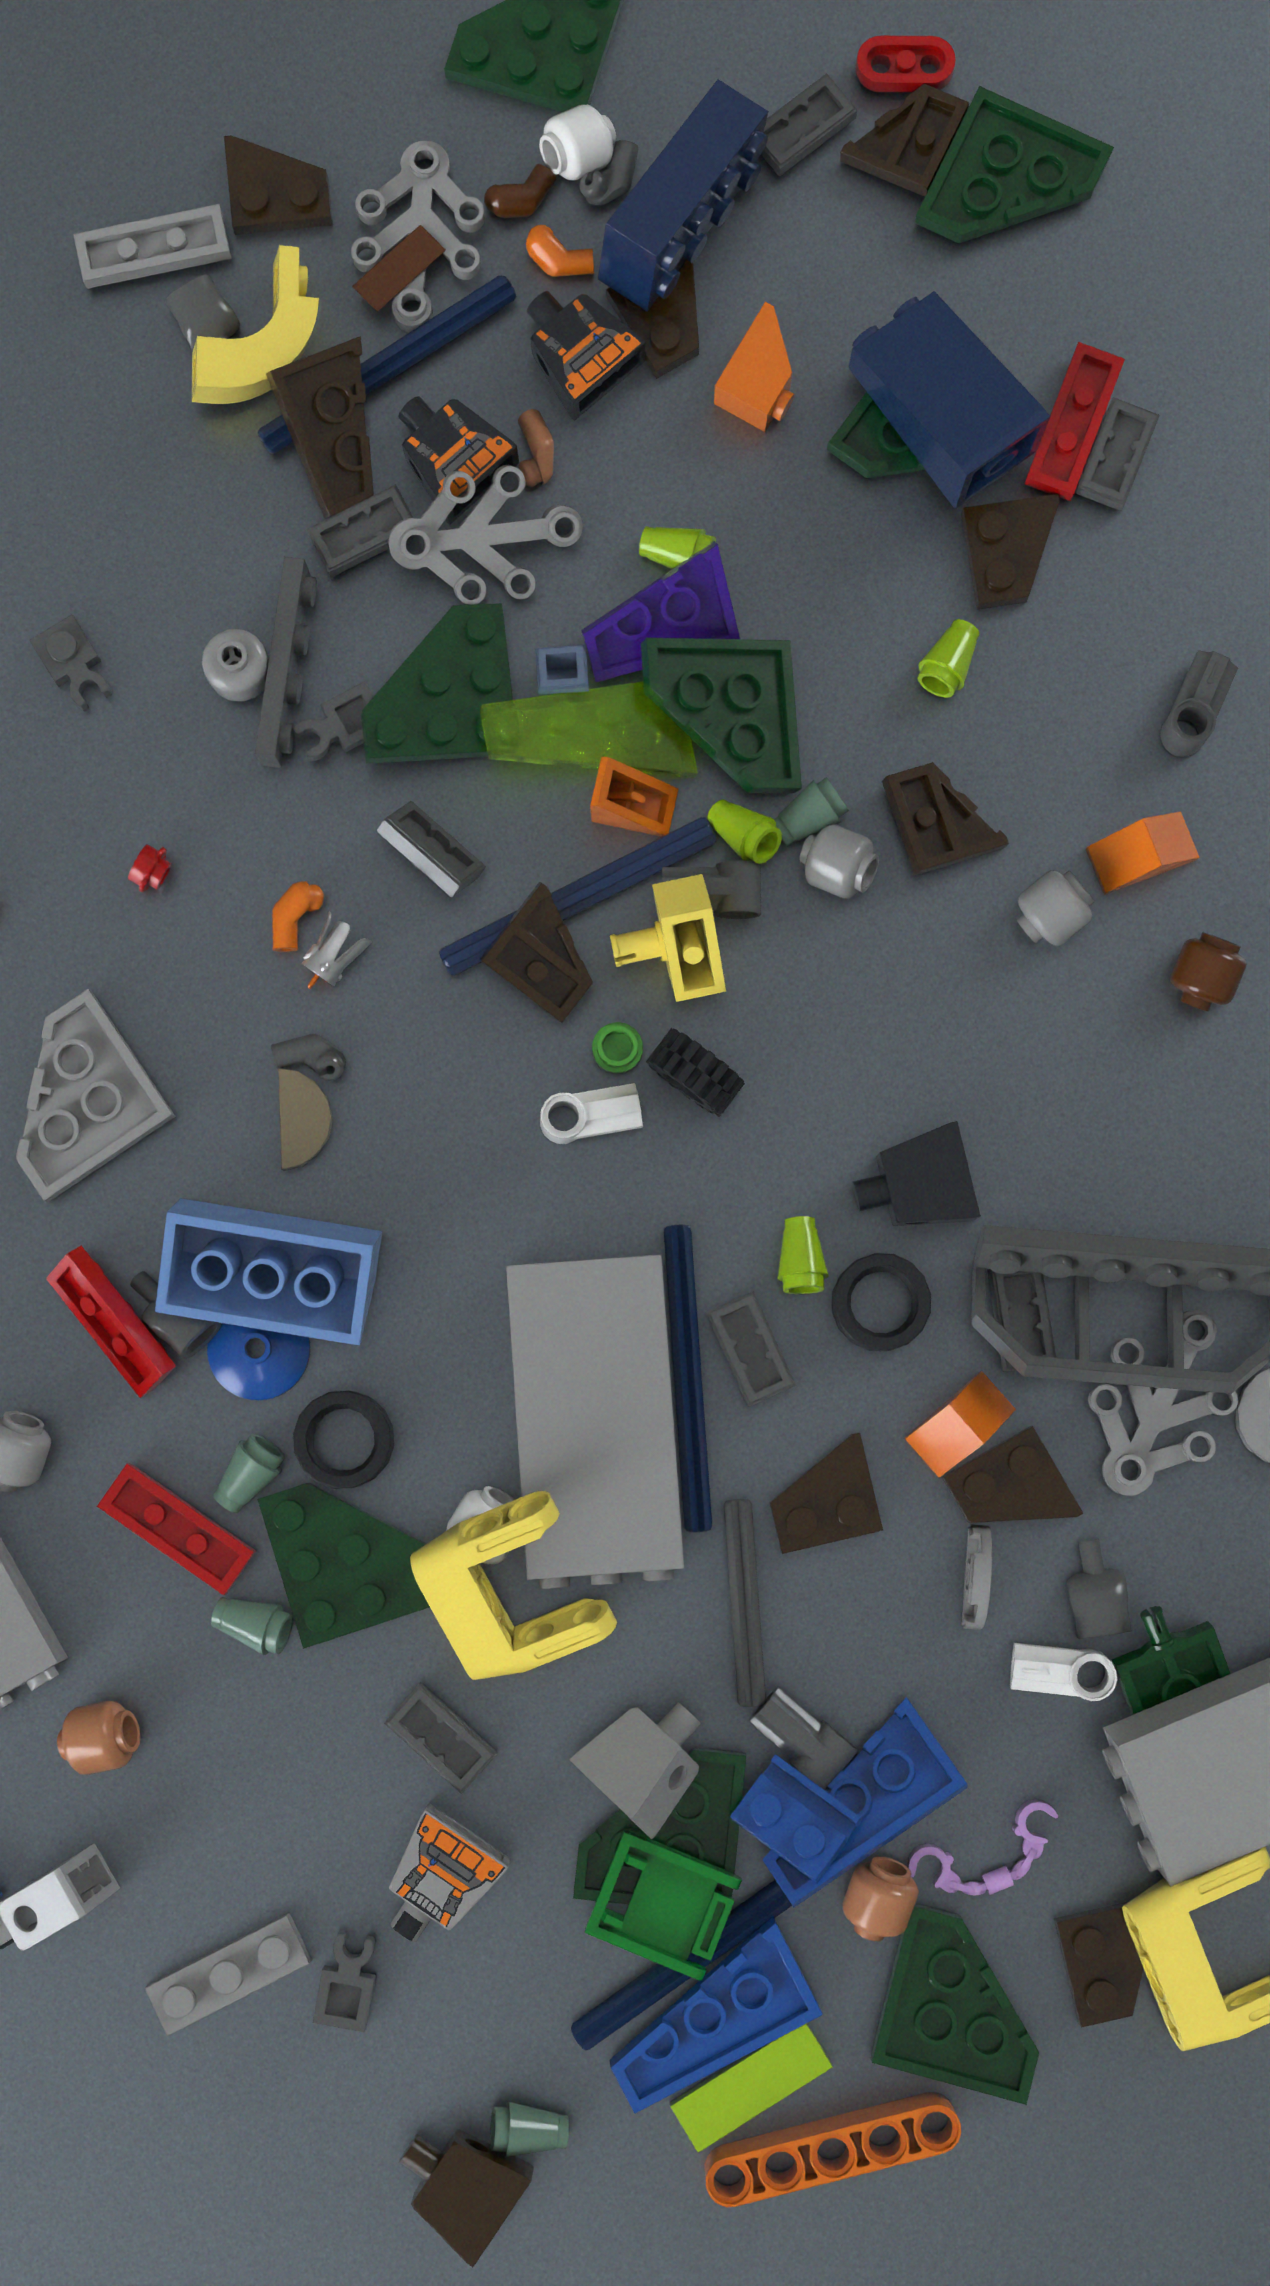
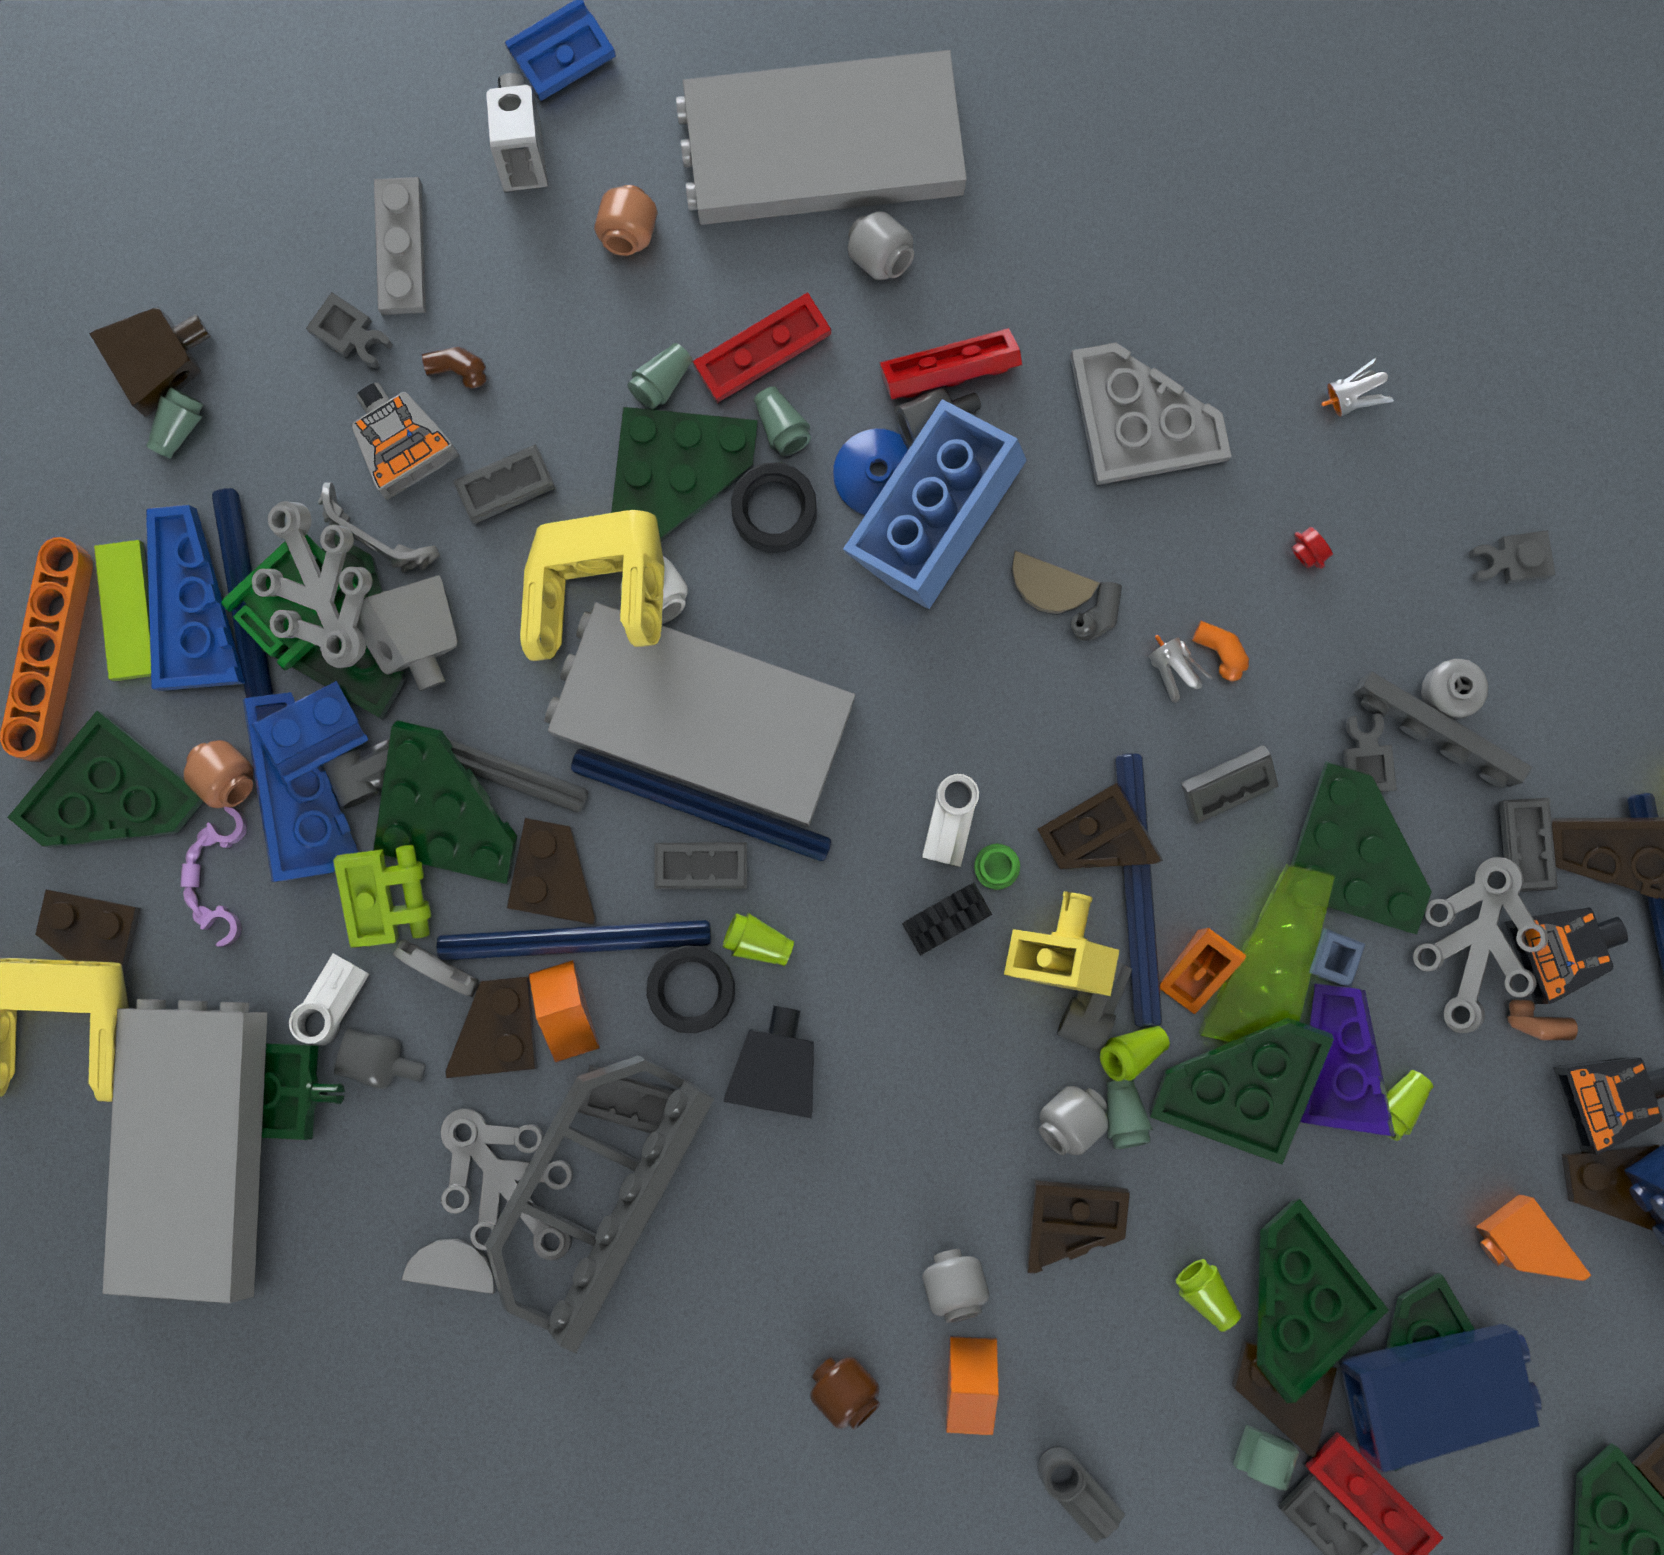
camera: 110 degrees right, 0 degrees up
(328, 1849) = (457, 360): none -> reddish brown arm
(556, 1899) = (400, 556): none -> light grey piece
(642, 1878) = (318, 587): none -> light grey plant
(815, 1645) = (440, 808): none -> dark green plate
(884, 1446) = (573, 940): none -> dark blue axle
(913, 559) = (1308, 1303): none -> dark green plate
(939, 1678) = (368, 899): none -> lime plate
(1080, 538) = (1266, 1457): none -> sand green leg

